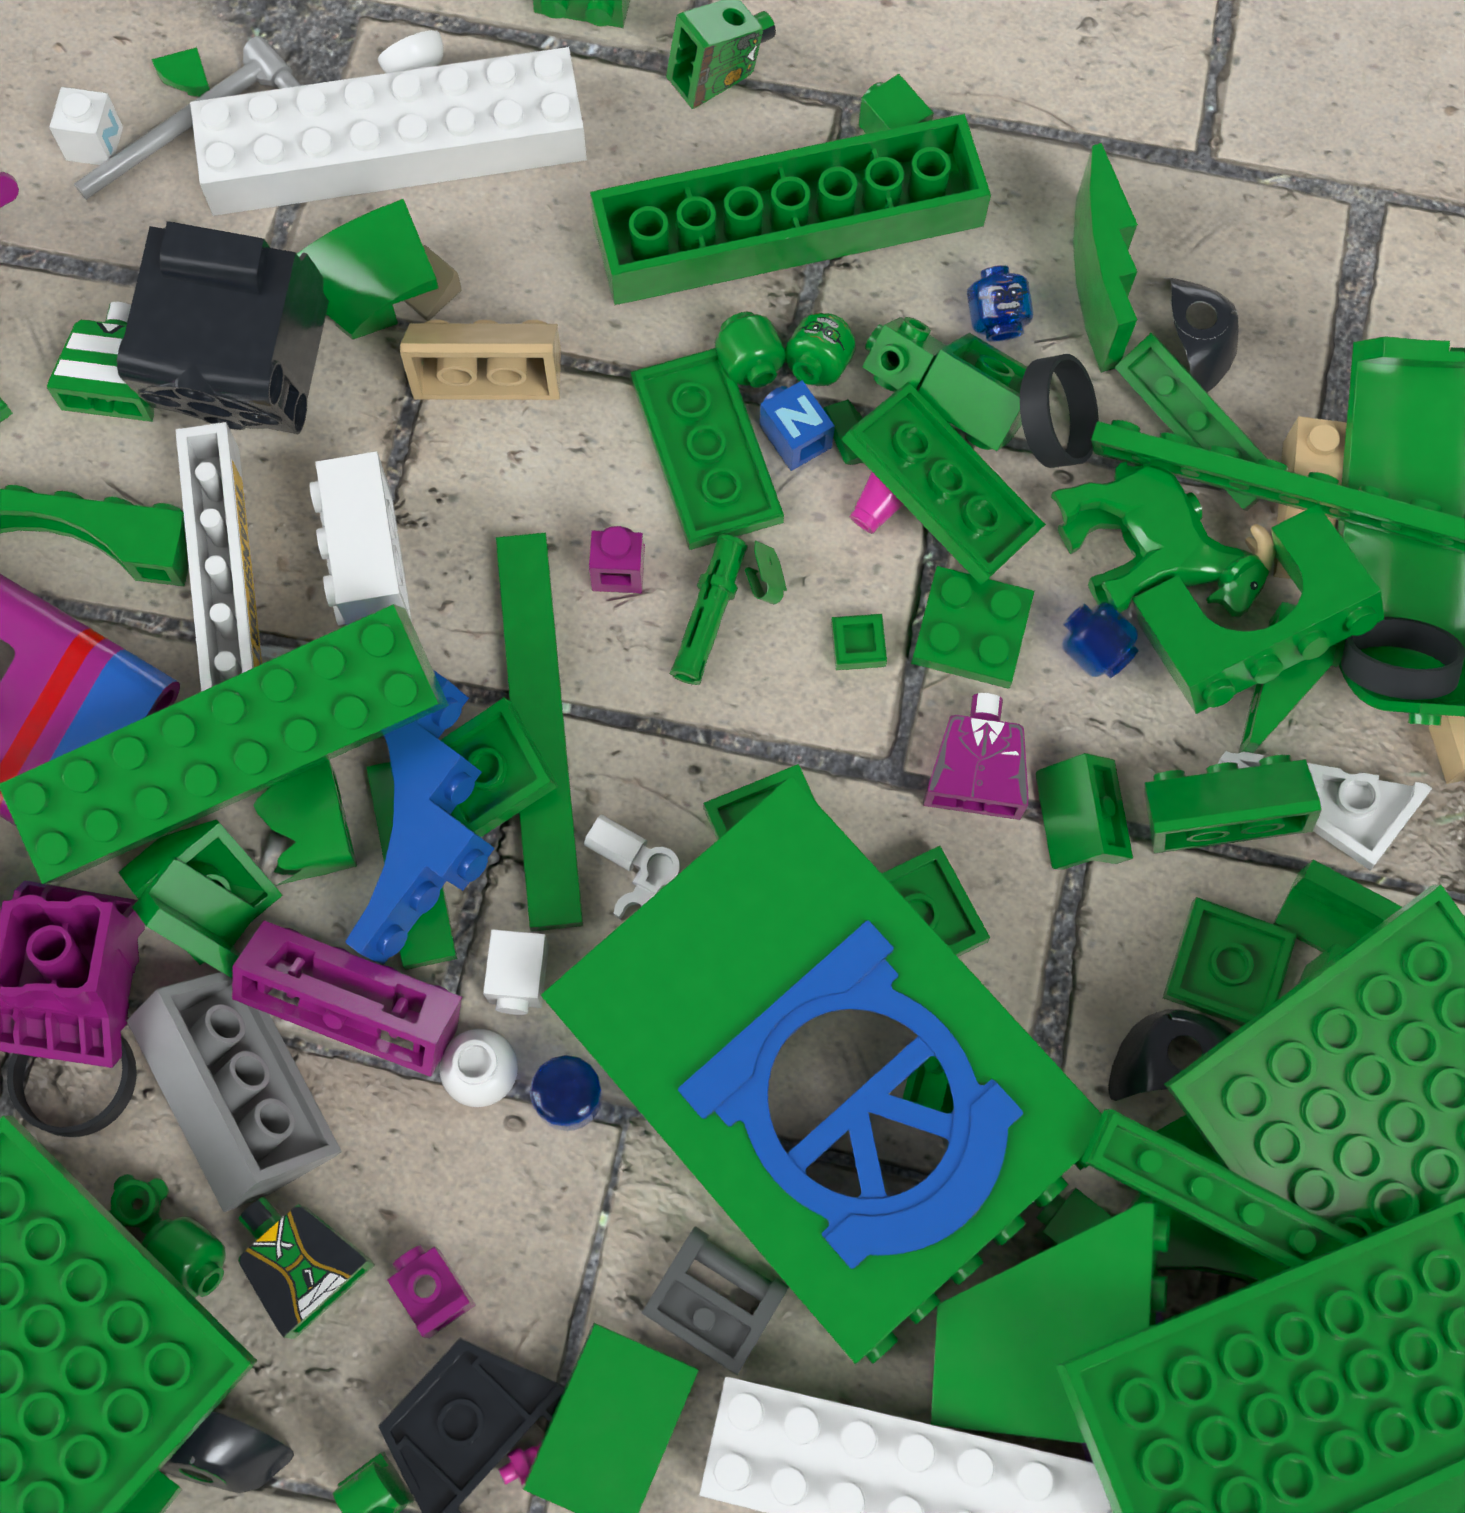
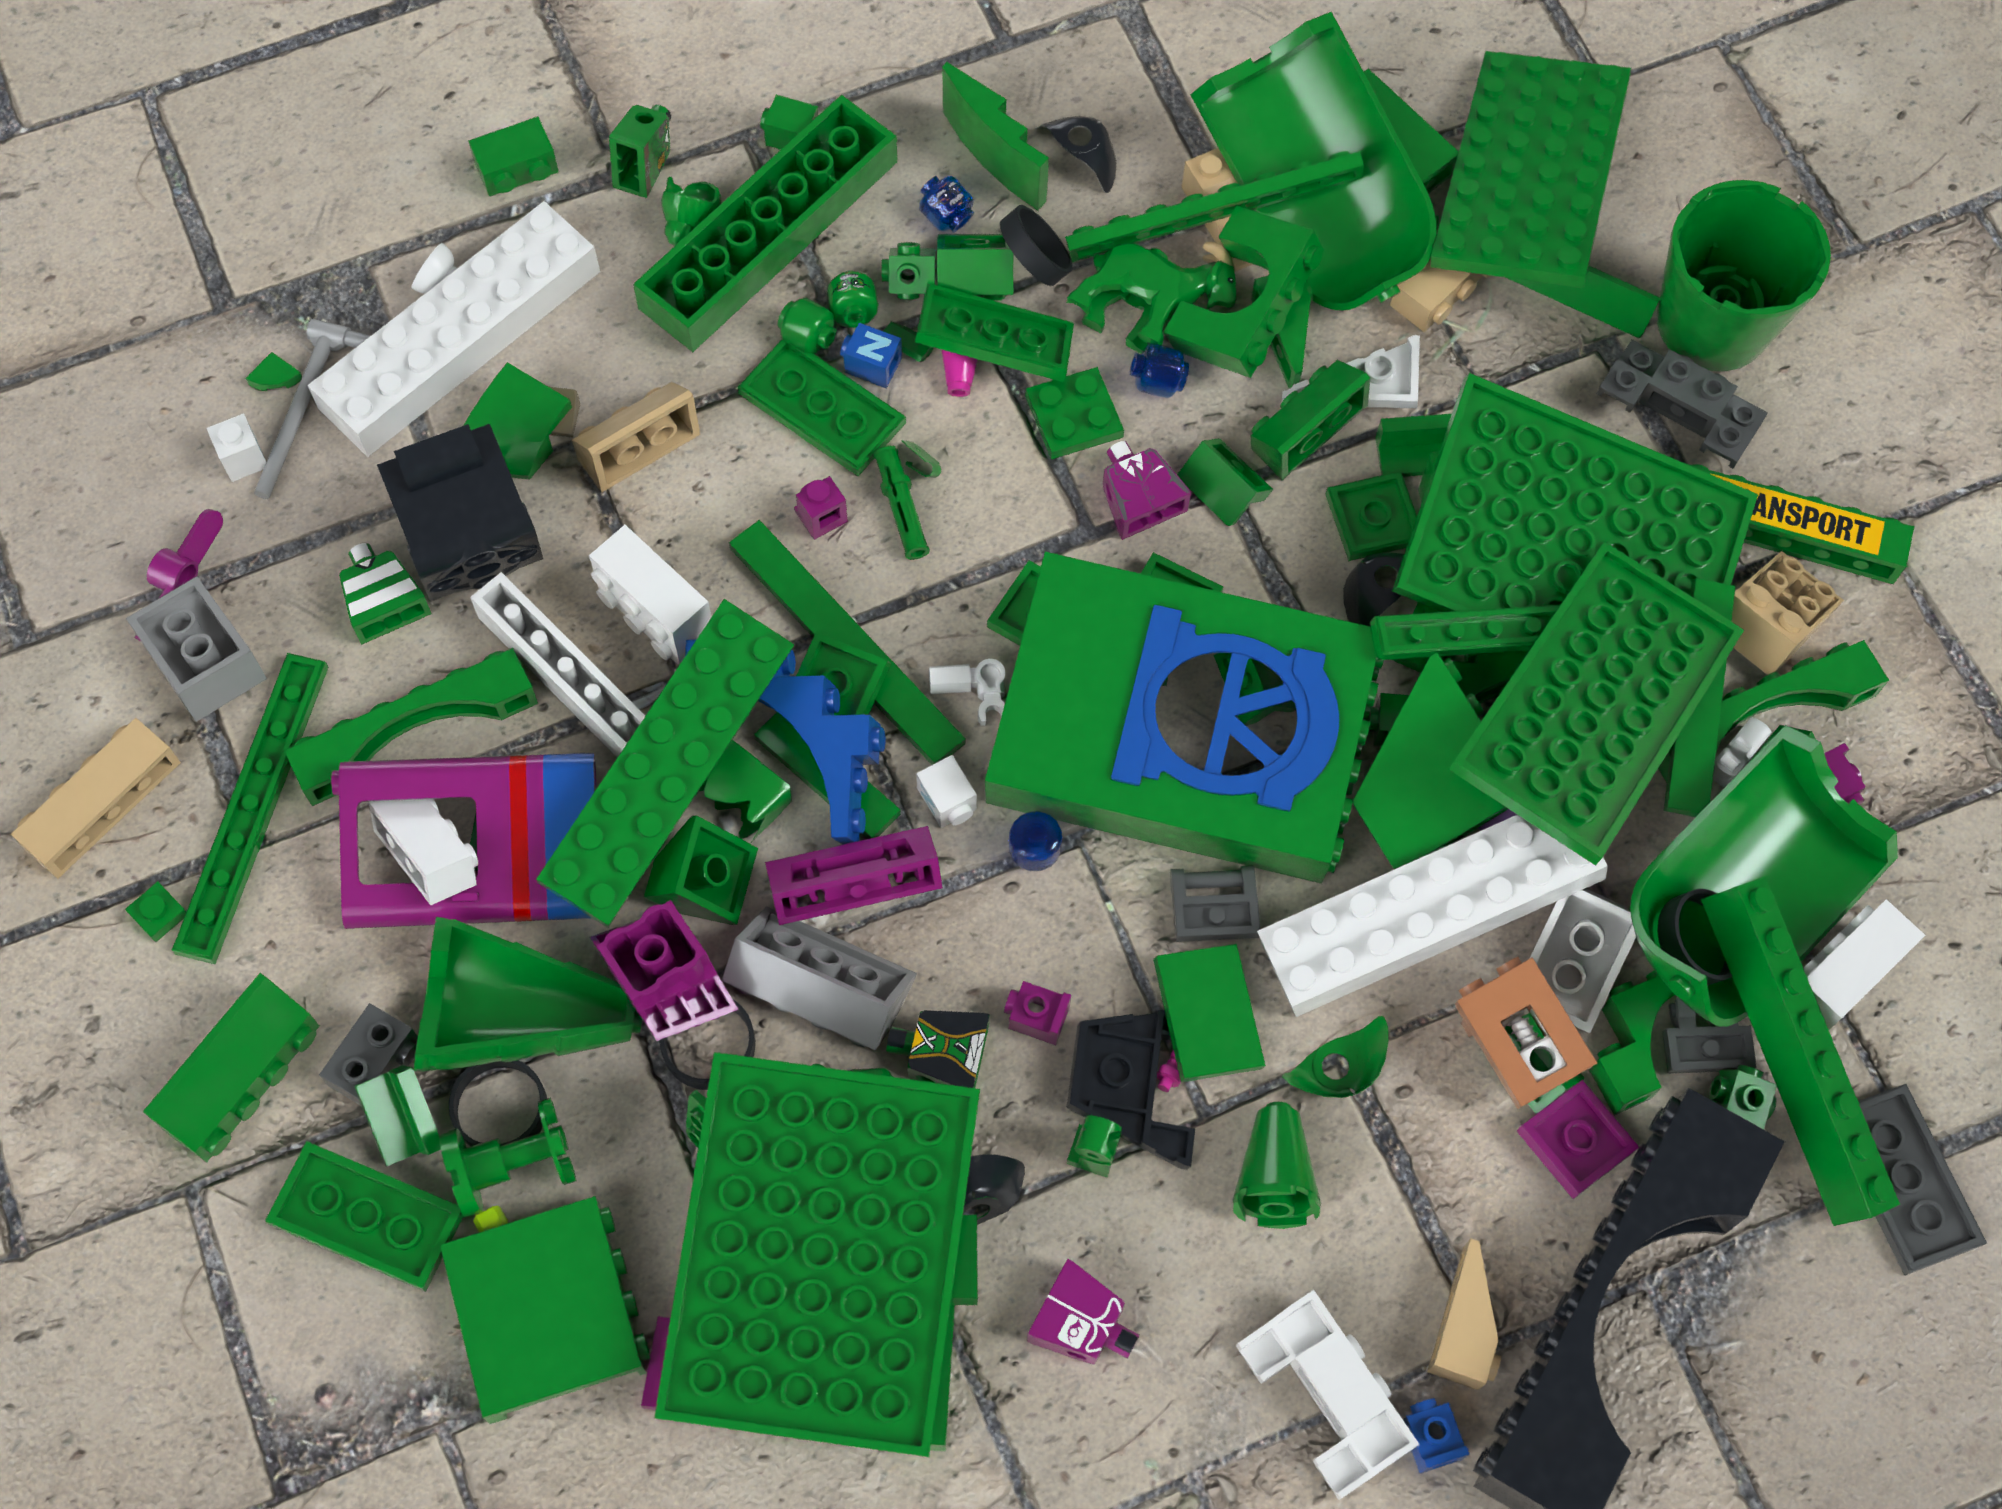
camera: 35 degrees left, 5 degrees down
(195, 914) = (720, 885): green panel -> none
(478, 1068) = (965, 869): white piece -> none
(718, 140) = (687, 207): none -> green piece
(858, 642) = (1009, 465): green tile -> none
(1185, 404) = (1106, 197): green plate -> none
(1400, 681) = (1355, 281): black tyre -> none

